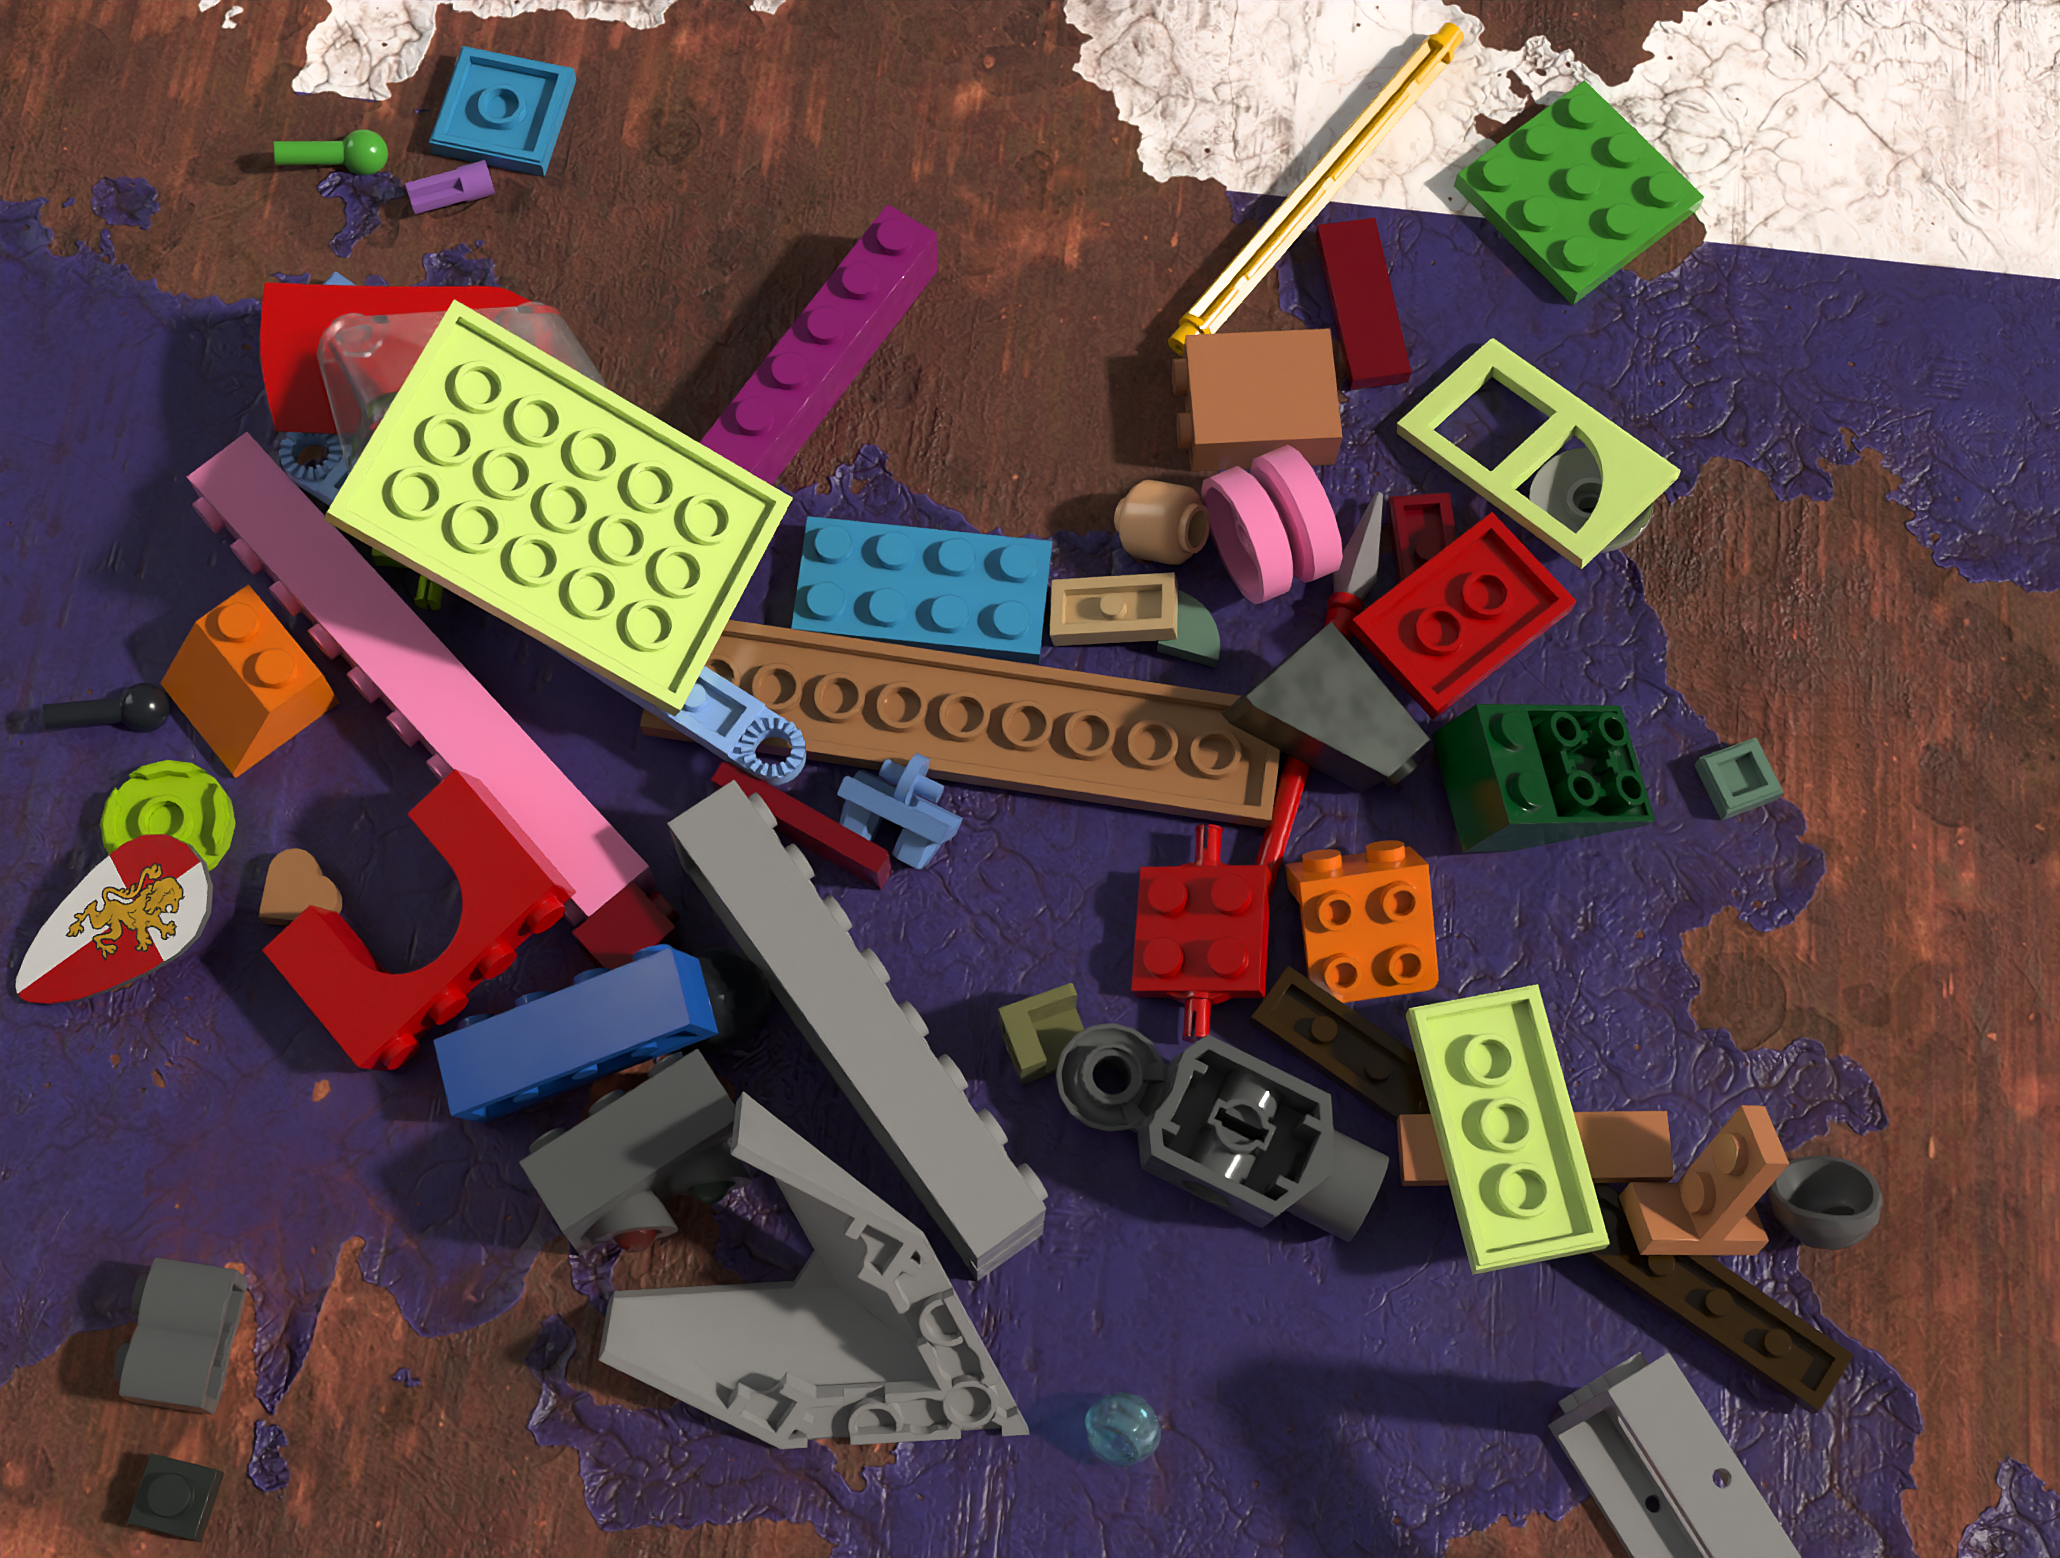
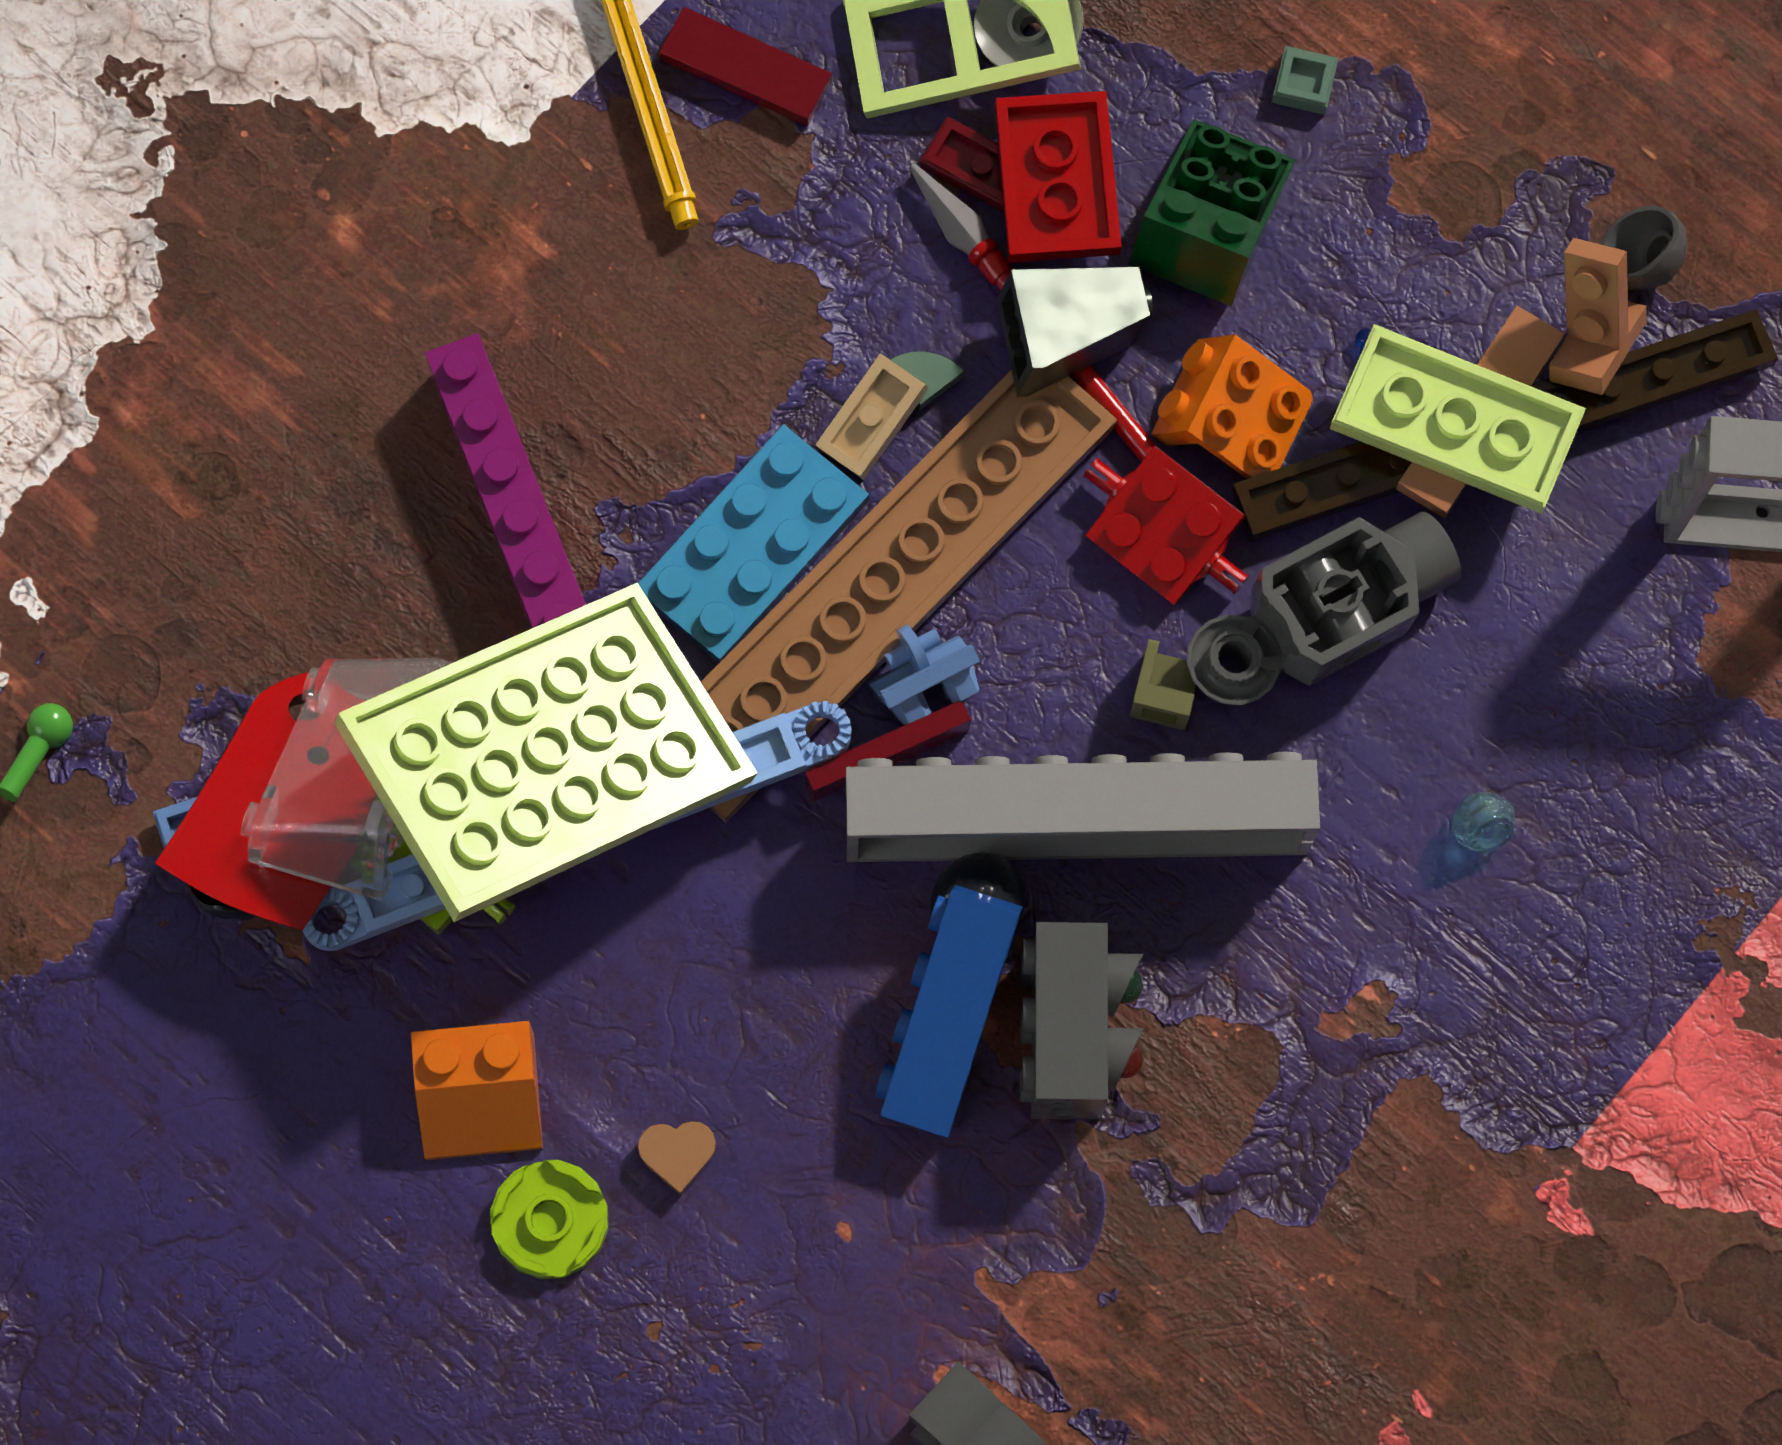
camera: 55 degrees left, 5 degrees up
(120, 922) = (619, 1294): shield -> none
(140, 708) = (433, 1186): black bar -> none
(409, 669) = (565, 960): bright pink brick -> none
(451, 187) = (139, 676): medium lavender piece -> none
(503, 111) = (93, 593): dark azure tile -> none
(505, 898) = (825, 1141): red arch -> none
(626, 926) = (888, 929): dark red brick -> none
(850, 1348) = (1297, 962): light grey windscreen -> none
(1162, 522) = (828, 334): light nougat head -> none
(1257, 395) = (776, 197): nougat brick -> none
(1272, 524) = (895, 258): bright pink wheel -> none

